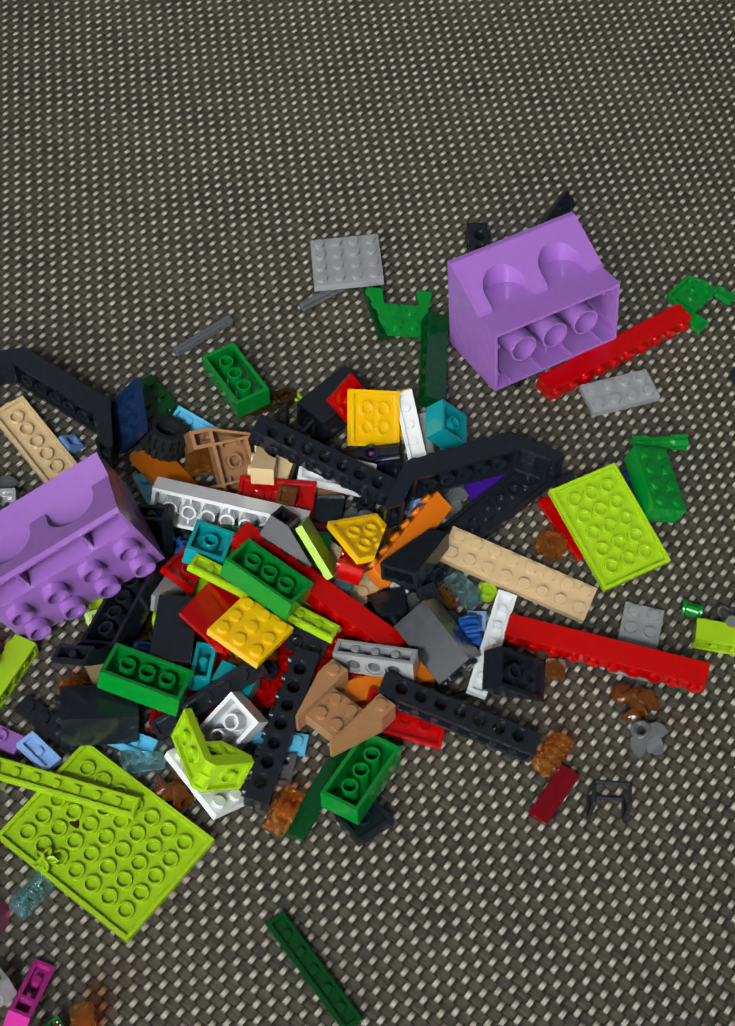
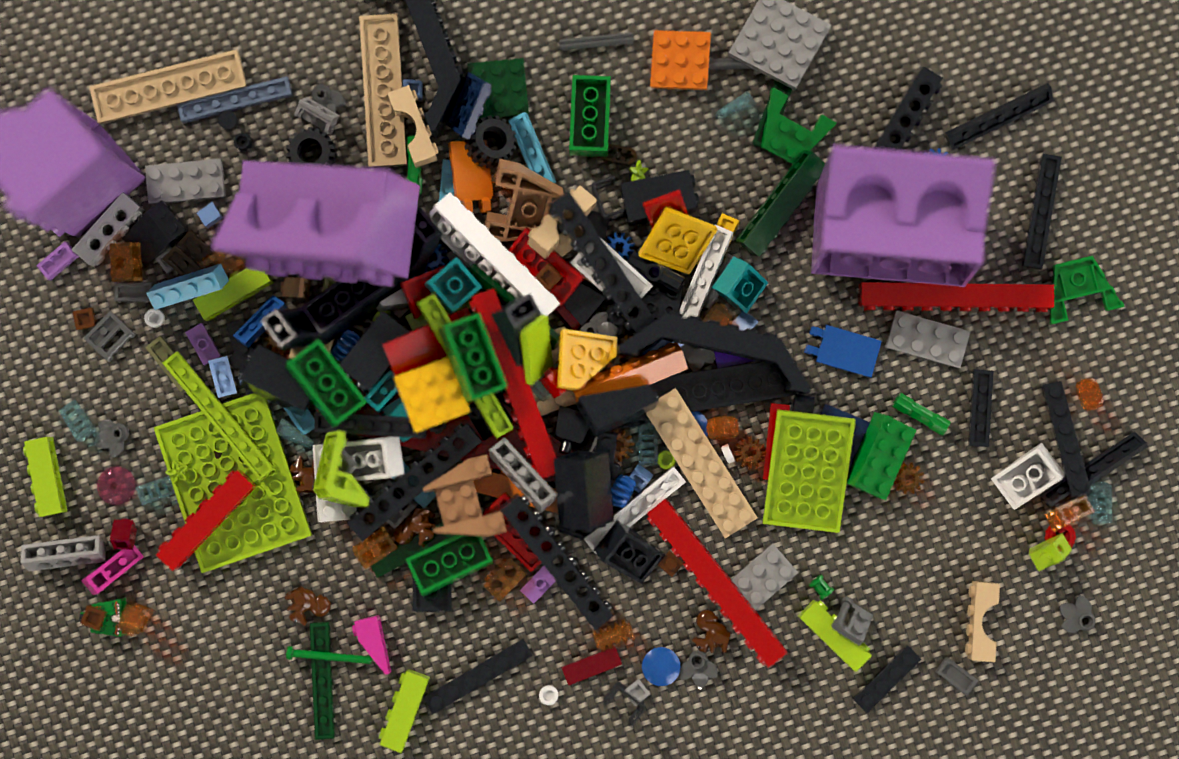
camera: 40 degrees right, 30 degrees up
(22, 952) = (123, 534): none -> dark red brick
(46, 685) = (254, 327): none -> blue plate
(62, 632) = (296, 288): none -> medium nougat slope
(74, 447) = (404, 104): none -> tan arch
(101, 883) = (206, 519): none -> red brick
(247, 902) = (305, 600): none -> reddish brown animal
(280, 313) = (680, 60): none -> orange plate
(303, 940) = (291, 652): none -> green bar
(309, 766) = (418, 524): none -> reddish brown animal
(338, 898) = (372, 639): none -> dark pink slope
(348, 317) = (738, 105): none -> clear light blue slope
(413, 944) = (404, 711): none -> lime brick
(418, 766) = (508, 582): none -> clear orange brick
(455, 754) = (538, 585): none -> medium lavender plate
(458, 871) = (478, 676): none -> black plate
(514, 535) = (722, 428): none -> clear orange gear
(534, 554) = (728, 453): none -> white tile
(535, 846) = (548, 695): none -> white tile
(565, 432) = (845, 350): none -> blue tile
(610, 793) = (638, 691): none -> light grey tile
(614, 757) = (661, 666): none -> blue dish
(628, 269) = (1041, 211): none -> black plate
(691, 490) = (915, 478): none -> clear orange gear
(699, 414) = (980, 408): none -> black plate

